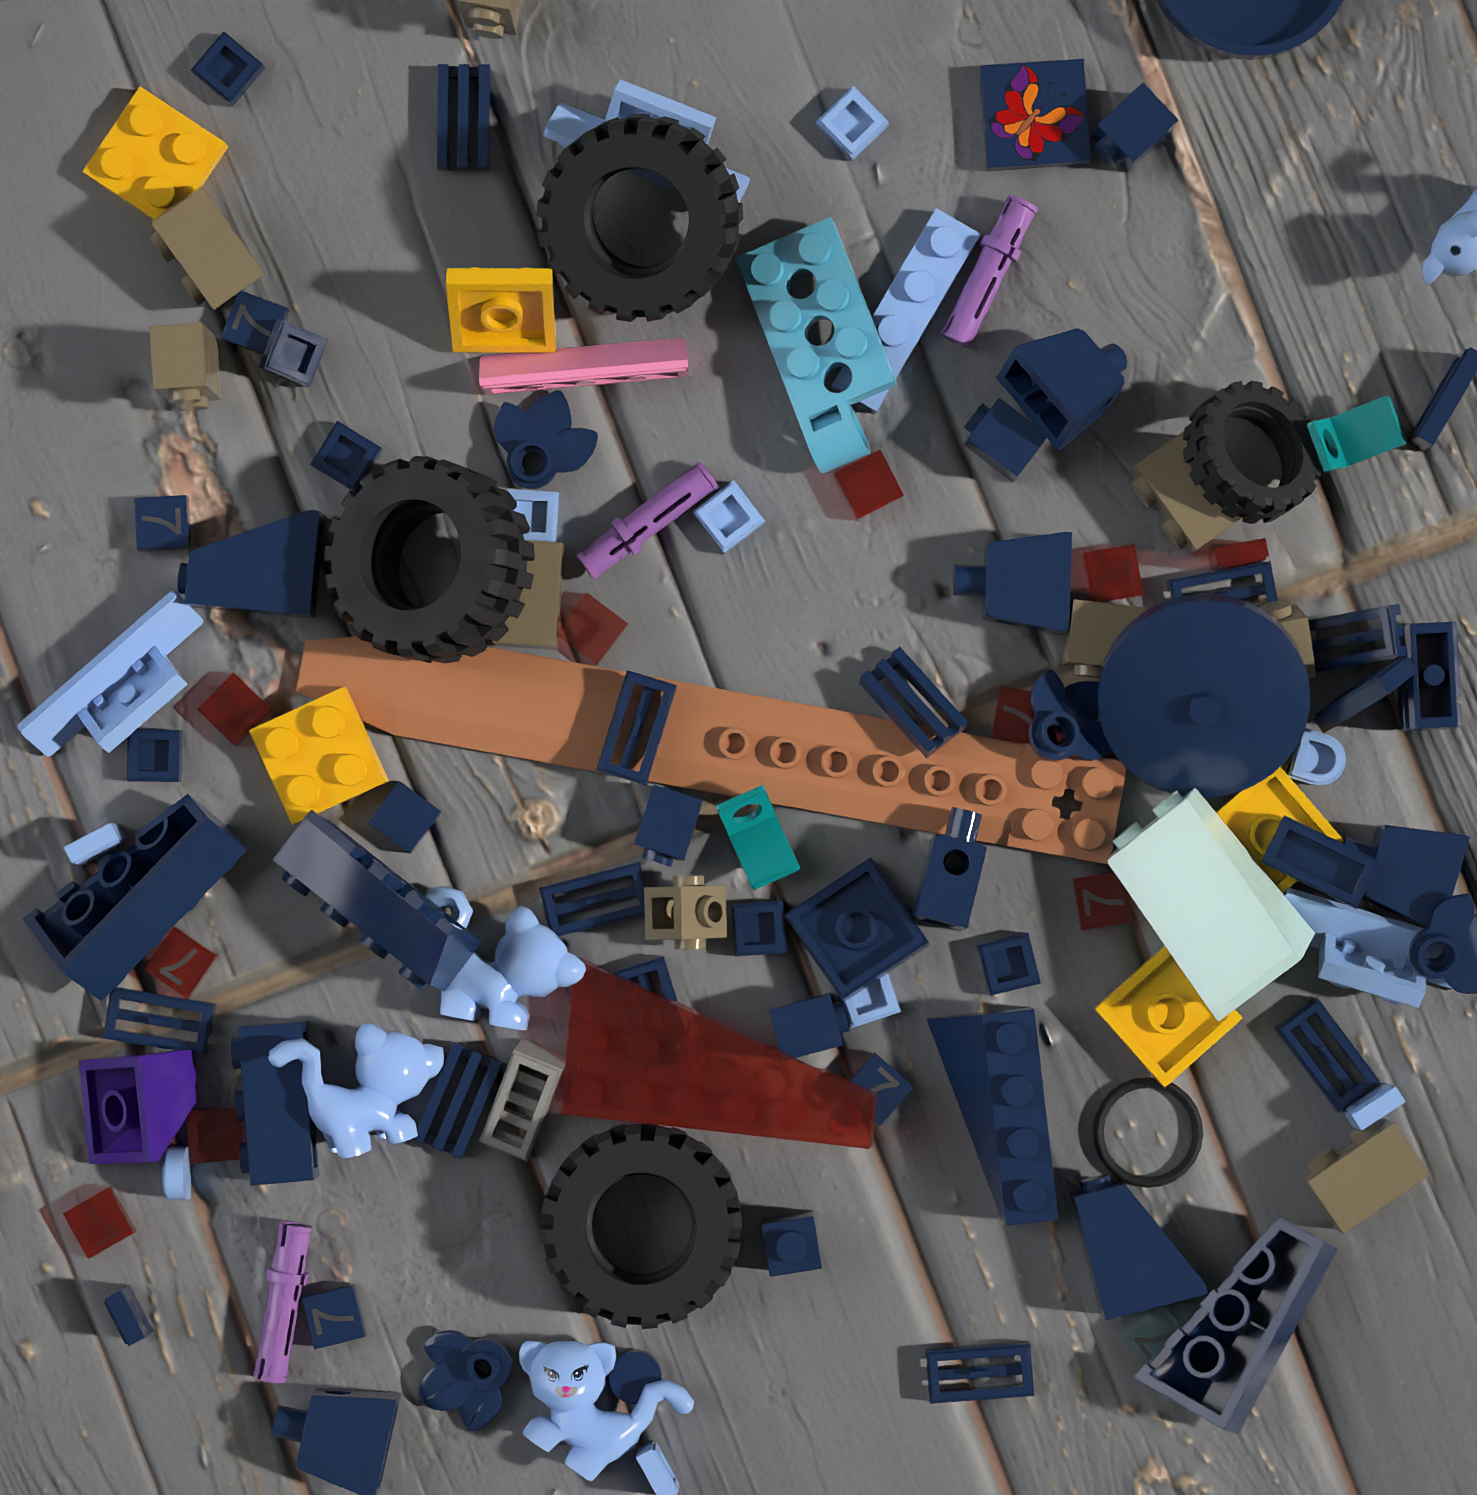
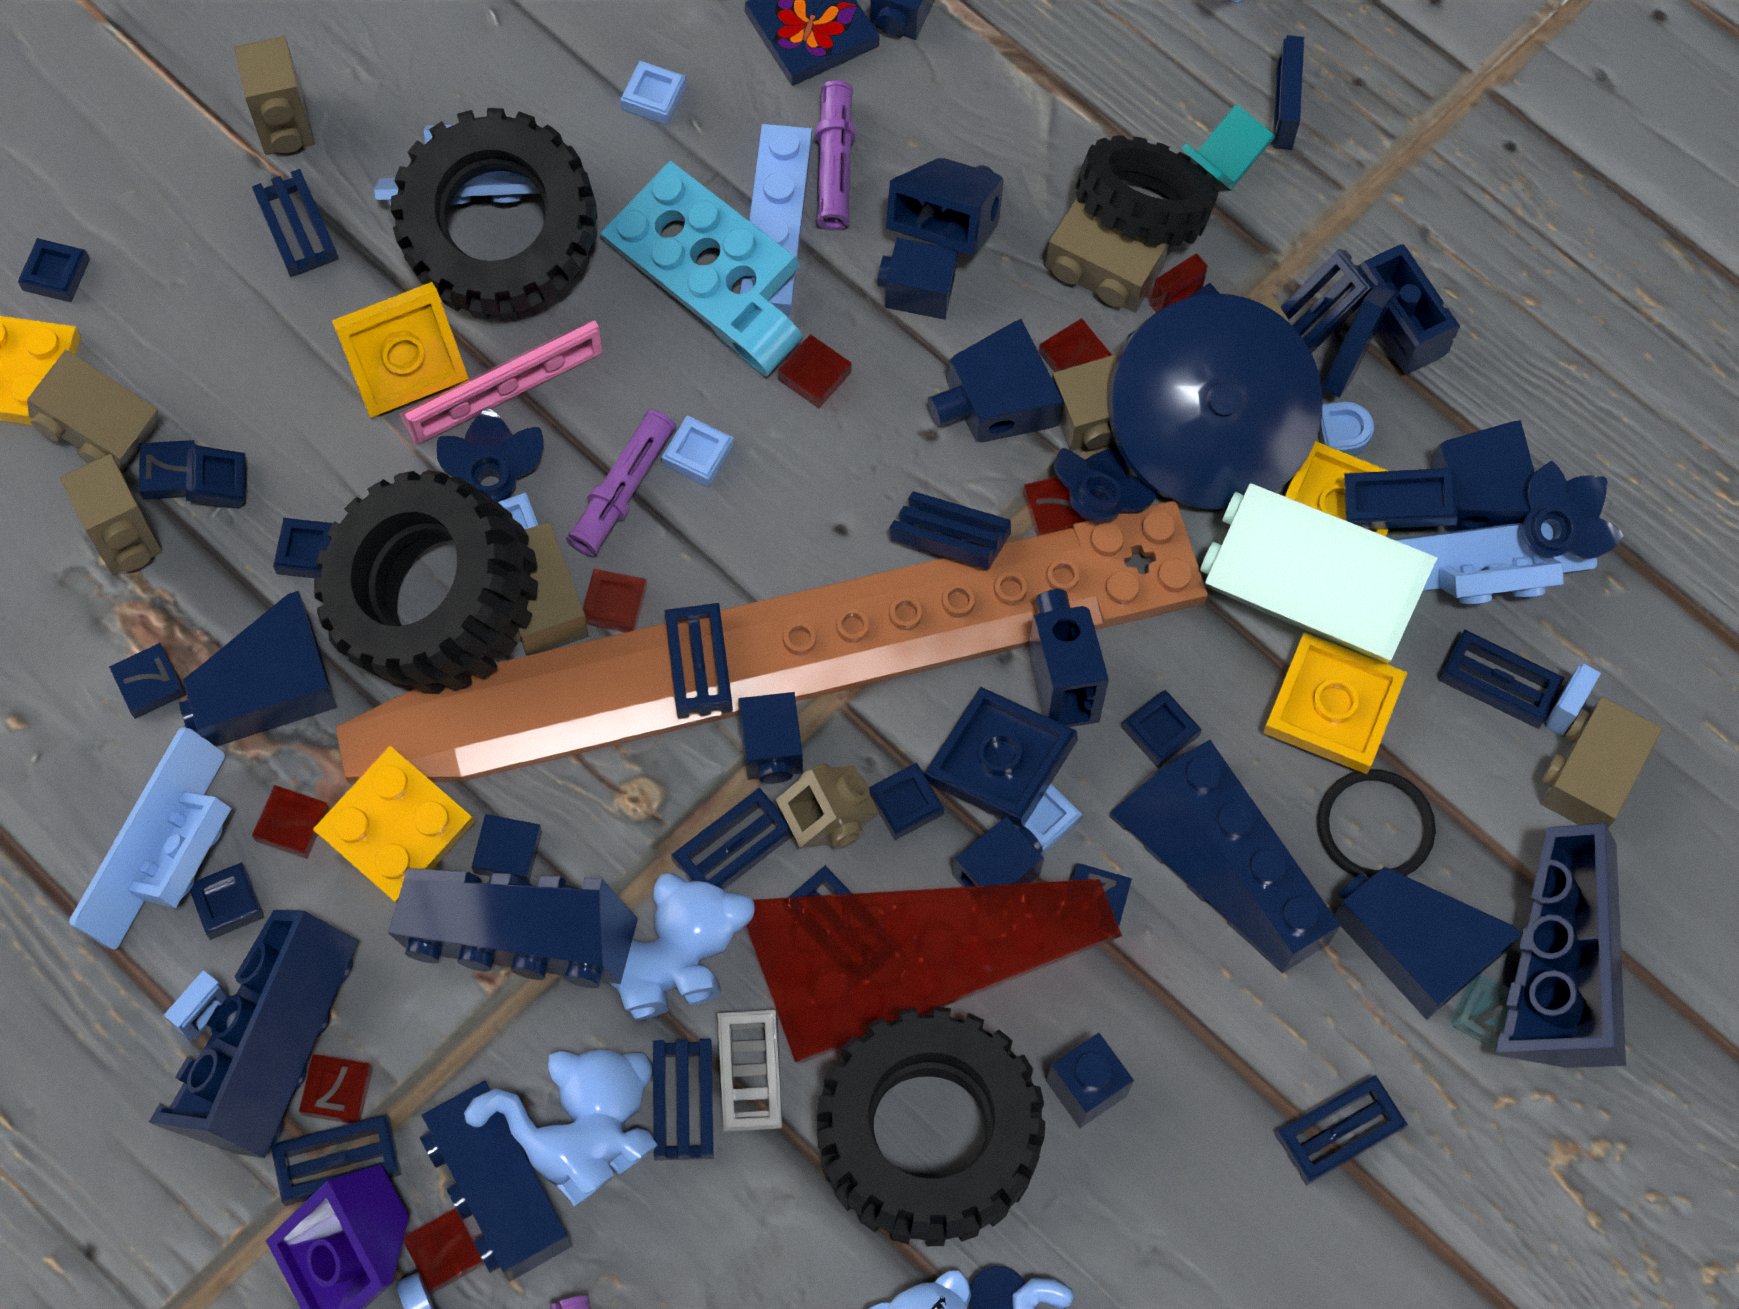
camera: 25 degrees left, 20 degrees down
(758, 838) = (864, 714): teal bracket -> none
(1101, 901) = (1218, 632): clear red tile -> none

